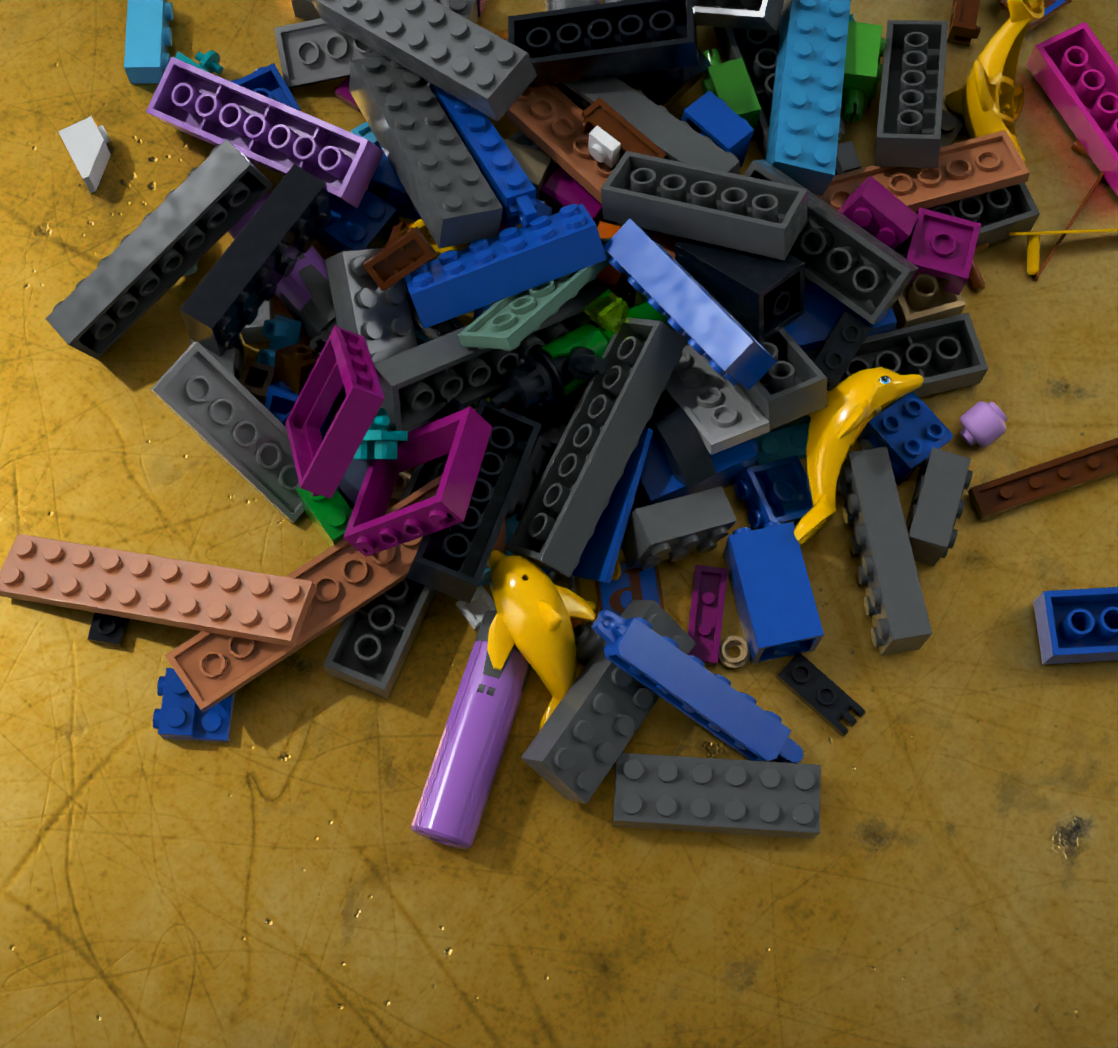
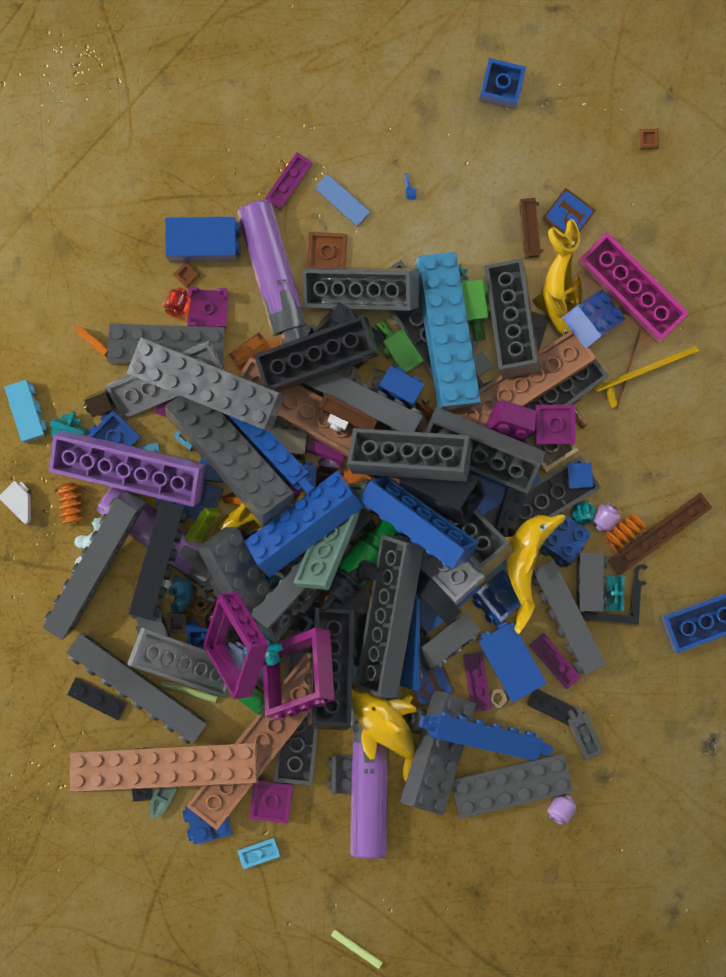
camera: 15 degrees left, 15 degrees up
(93, 467) = (97, 698): none -> black plate
(134, 647) = (161, 800): none -> sand green plate
(159, 460) = (138, 688): none -> dark grey brick
(161, 171) = (70, 502): none -> orange piece
(240, 497) = (189, 691): none -> yellowish green bar
(257, 50) = (98, 403): none -> dark brown brick
(260, 783) = (258, 853): none -> medium azure plate
(309, 700) = (271, 801): none -> magenta panel
(355, 235) = (203, 524): none -> lime plate
(369, 999) = (357, 949): none -> yellowish green bar
(403, 254) = (244, 536): reddish brown bracket -> none
(437, 695) = (341, 773): none -> dark grey bracket
(608, 311) = (373, 533): clear neon green slope -> none
(791, 863) = (562, 809): none -> lavender head
(843, 620) = (555, 661): none -> magenta plate
(861, 748) = (584, 734): none -> dark grey hinge
(949, 405) = (583, 513): none -> teal gear
(961, 336) = (580, 475): none -> blue piece
(968, 584) = (634, 606): none -> black hinge
(969, 541) = (614, 593): none -> teal hips
(1008, 451) = (624, 532): none -> orange piece
(1037, 126) = (594, 318): none -> blue brick

